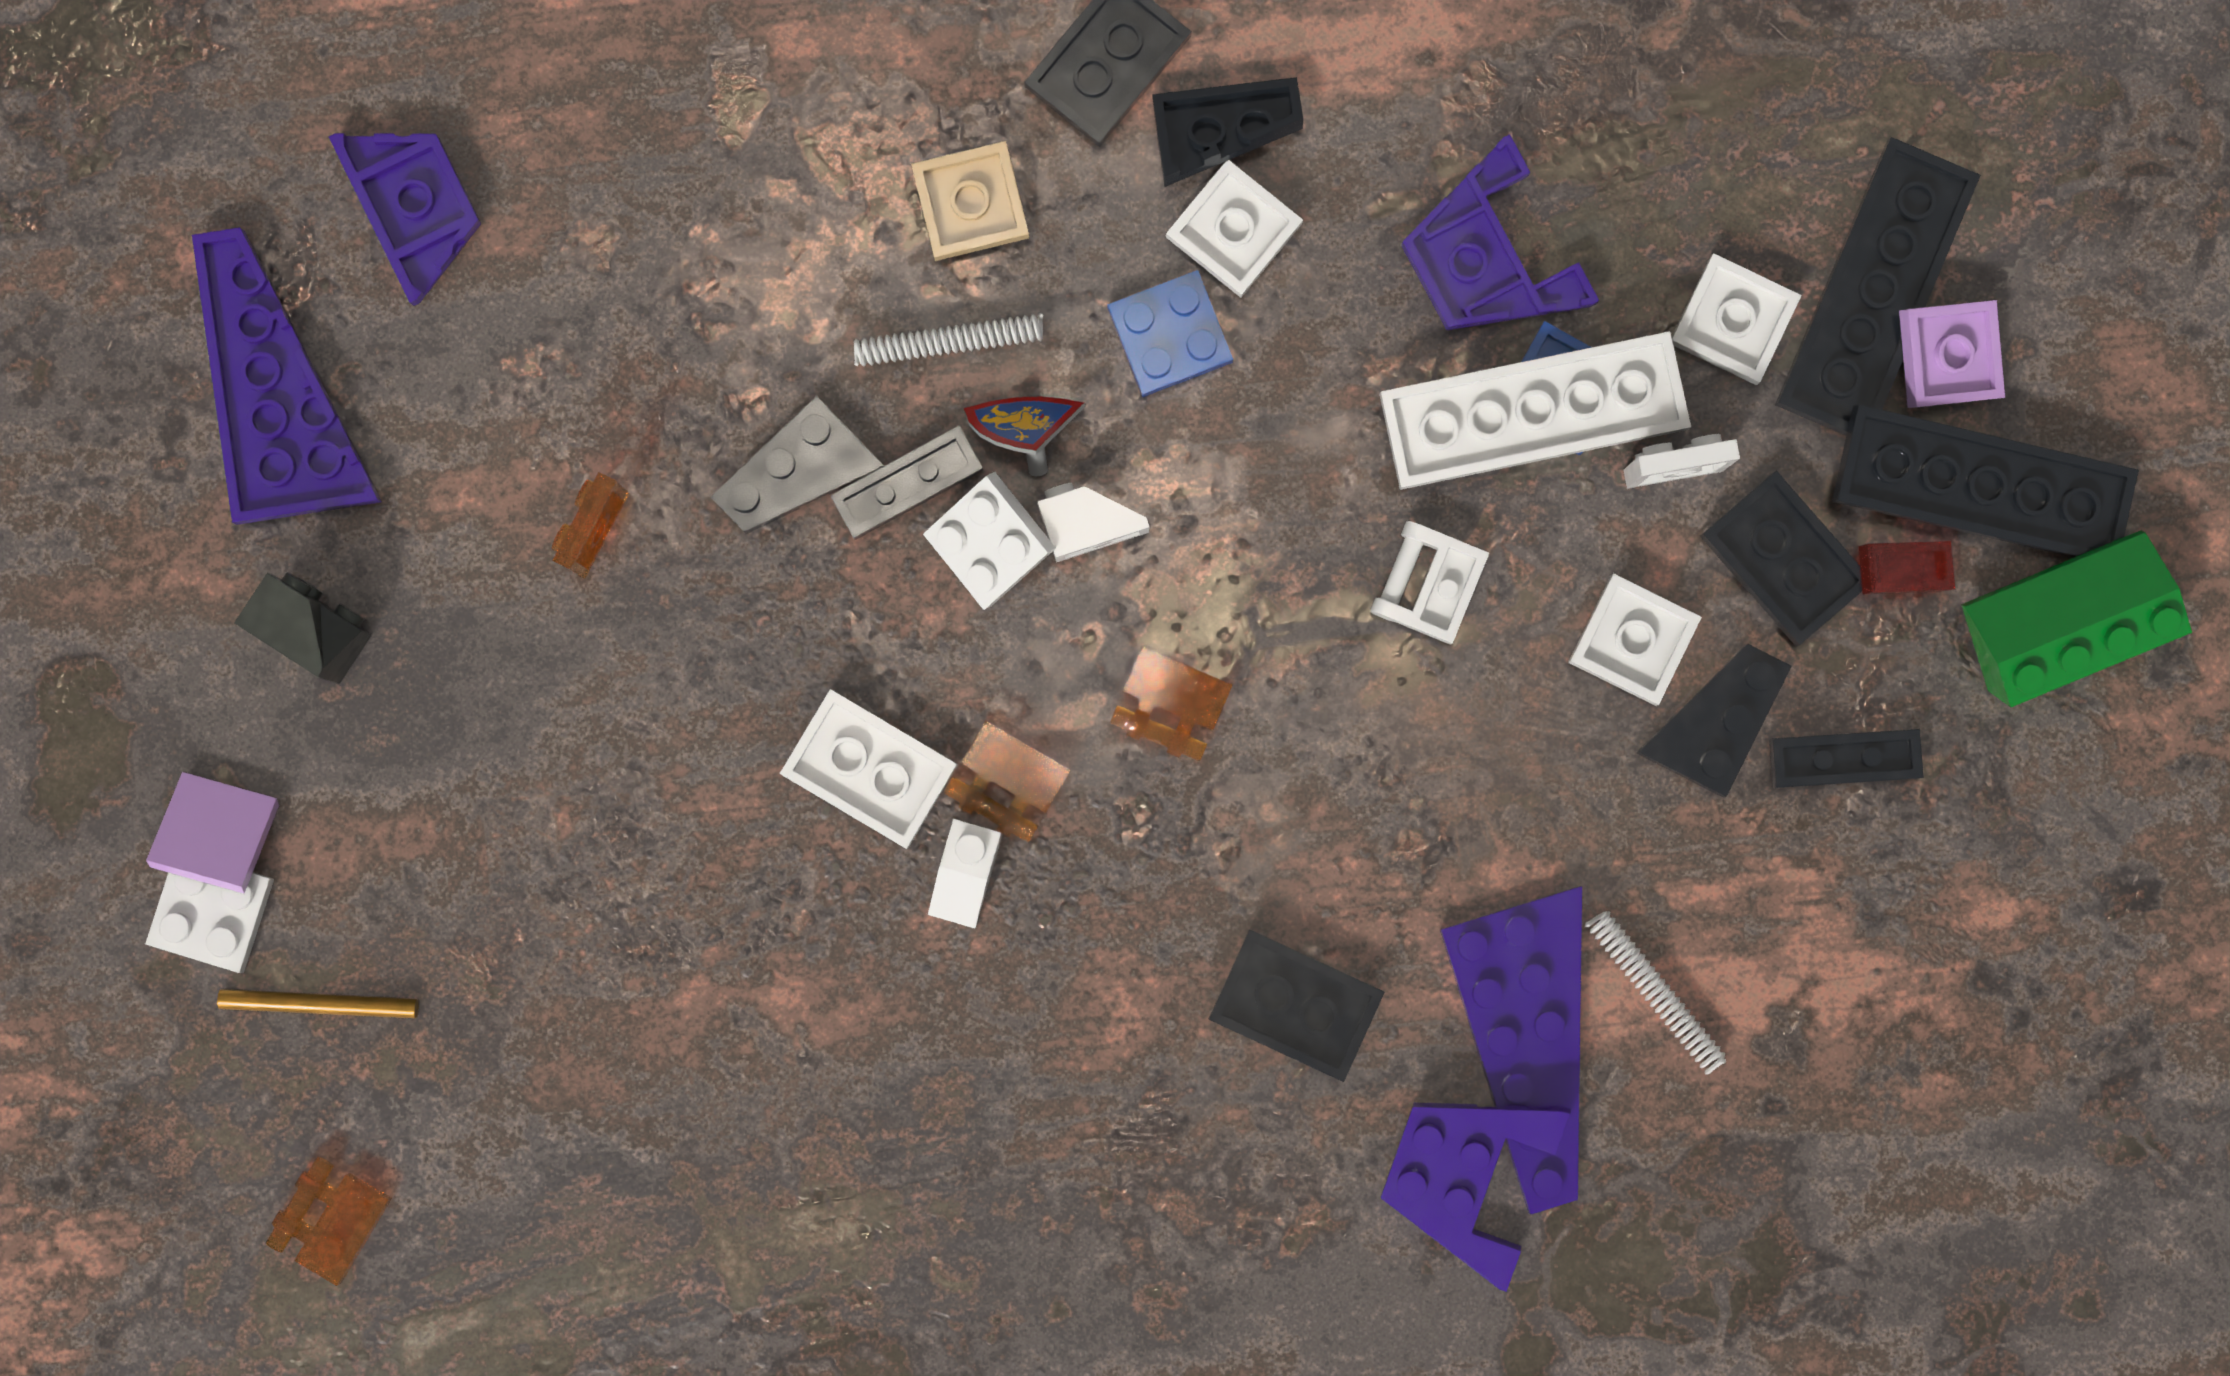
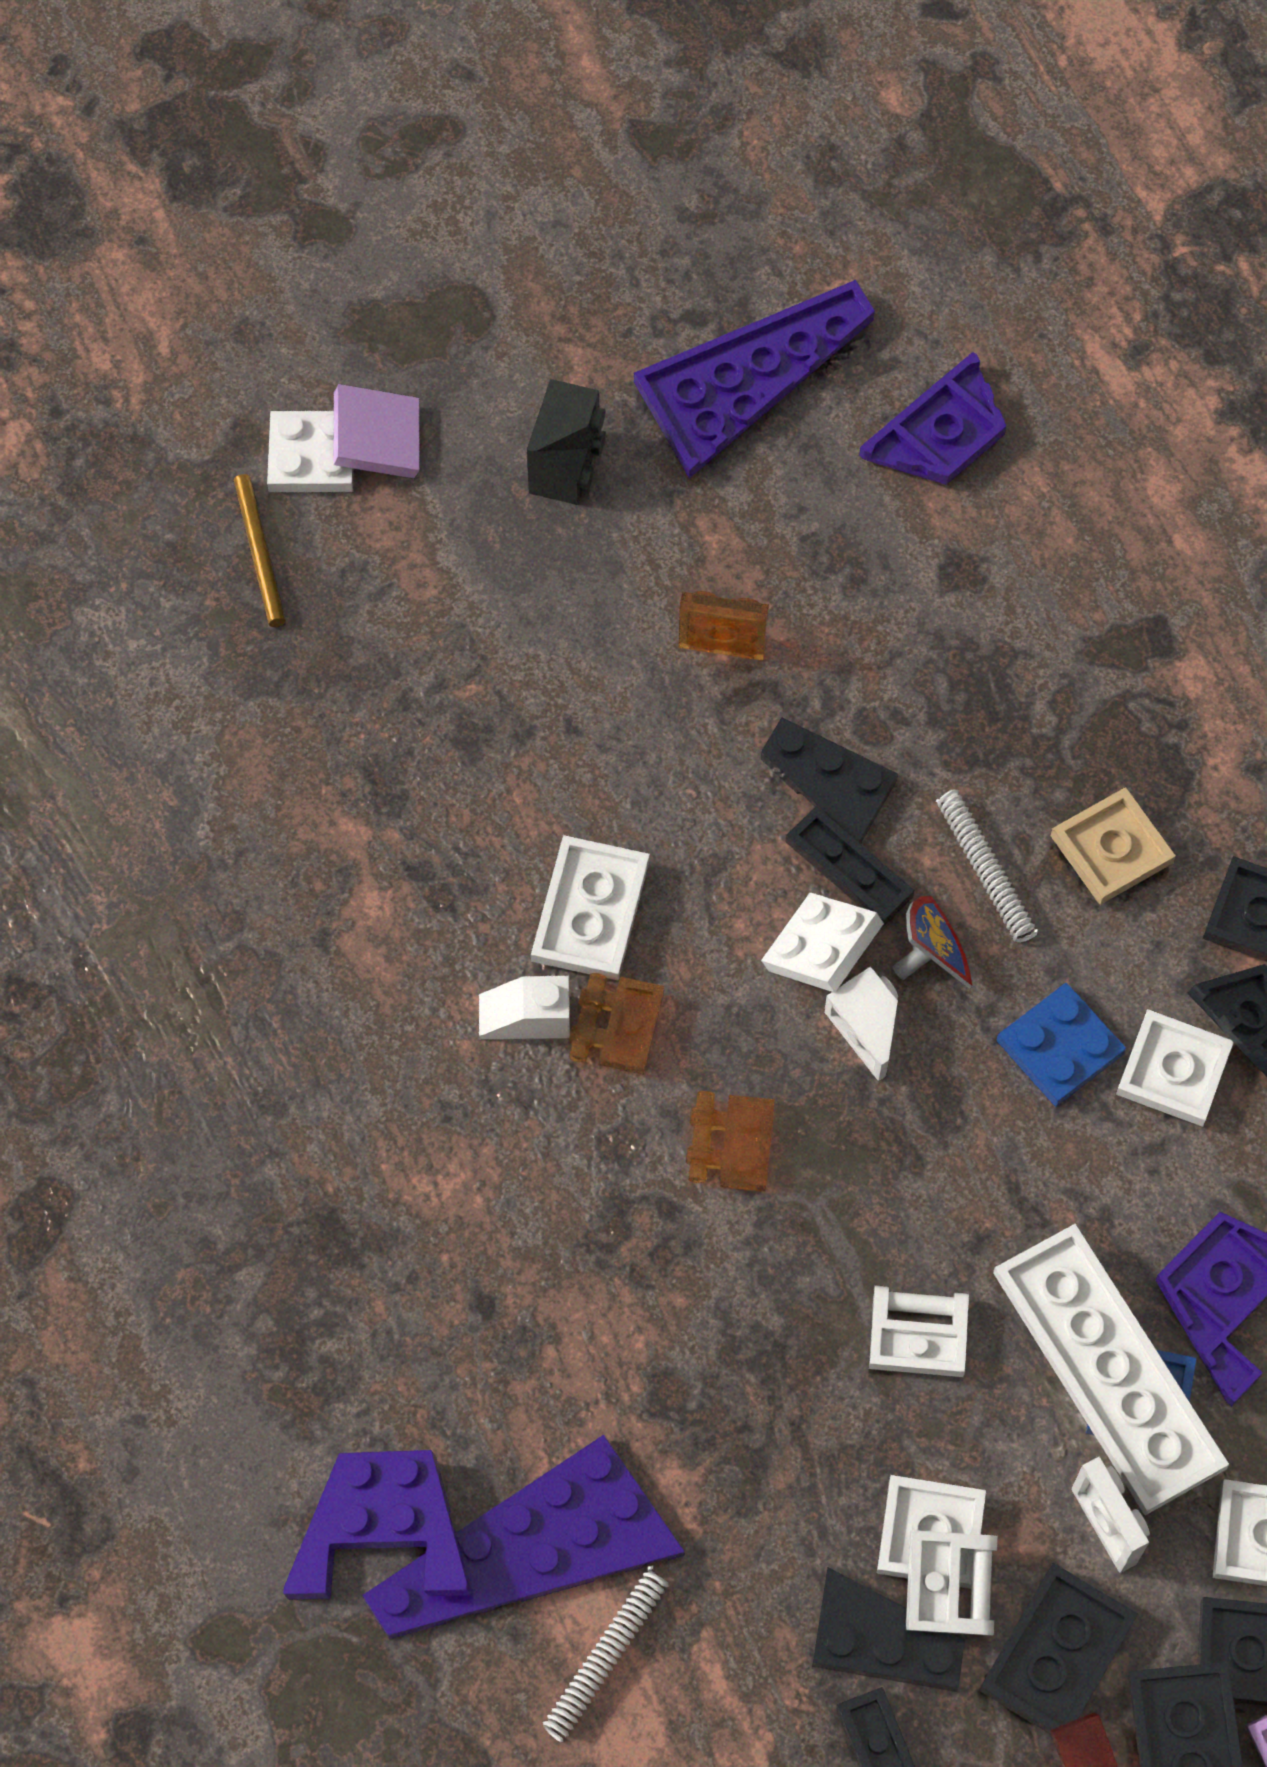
camera: 75 degrees right, 20 degrees down
(341, 1229) = (80, 620): clear orange plate -> none
(1296, 1005) = (493, 1326): black plate -> none
(1693, 653) = (935, 1582): none -> white plate

